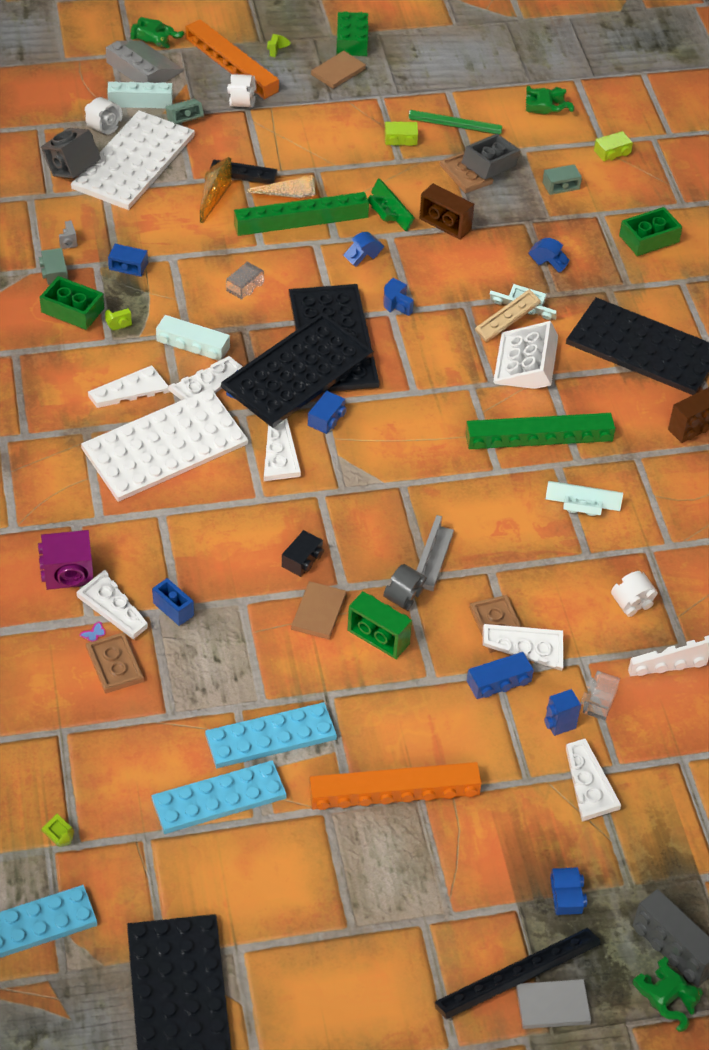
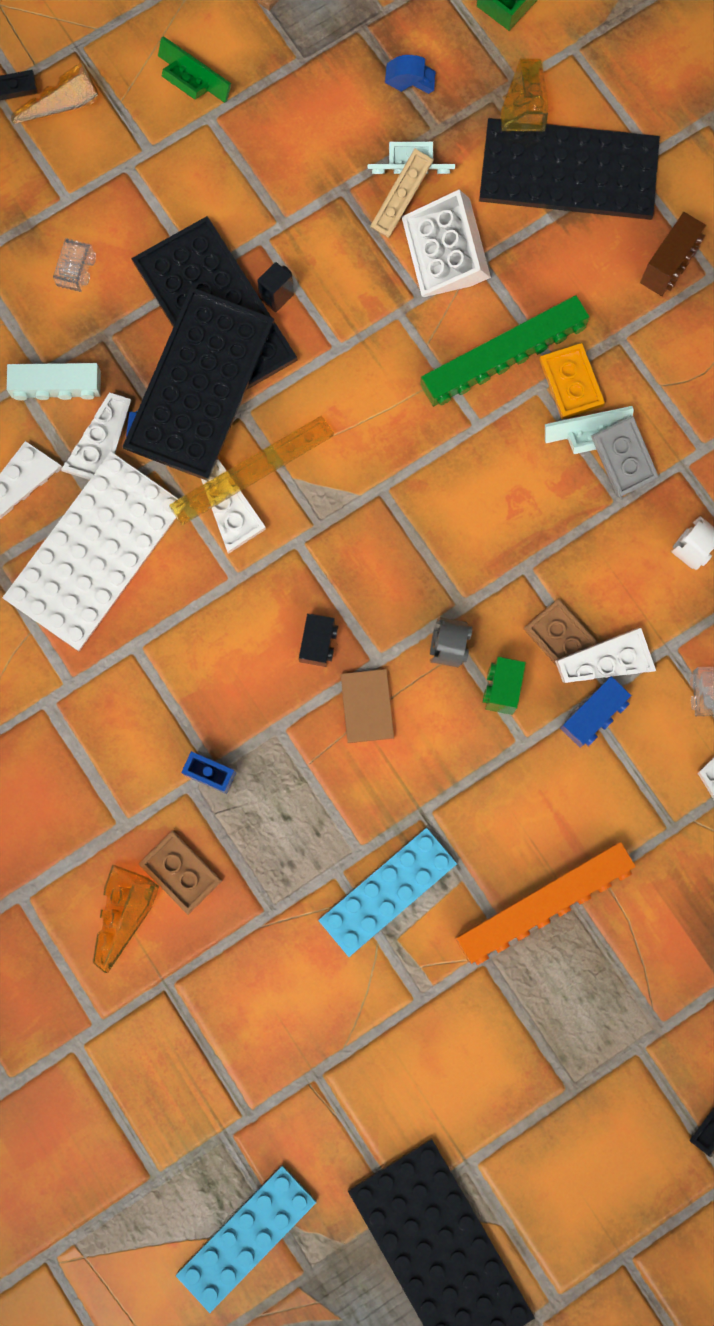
camera: 20 degrees left, 30 degrees up
(59, 831) = (226, 1114): lime plate -> none
(65, 559) = (66, 770): magenta brick -> none
(65, 660) = (127, 905): none -> clear yellow wedge
(92, 635) = (140, 840): medium blue sticker -> none
(108, 601) = (137, 797): white wing -> none
(218, 797) = (368, 994): medium azure plate -> none
(301, 213) = (93, 131): green brick -> none
(308, 434) = (251, 470): none -> clear yellow tile
(326, 412) = (256, 426): blue brick -> none
(363, 244) = (190, 152): blue brick -> none
(379, 625) = (446, 707): green brick -> none
(385, 335) = (276, 286): none -> black brick
(396, 298) = (257, 216): blue brick -> none
(433, 627) = (505, 685): none -> green brick
(434, 553) = (459, 577): light grey fence -> none
(446, 211) = (265, 57): reddish brown brick -> none
(562, 712) = (683, 738): blue brick -> none
(584, 465) = (571, 381): none -> light orange plate
(602, 522) = (624, 456): none -> light grey tile
(629, 295) = (526, 99): none -> clear yellow wedge

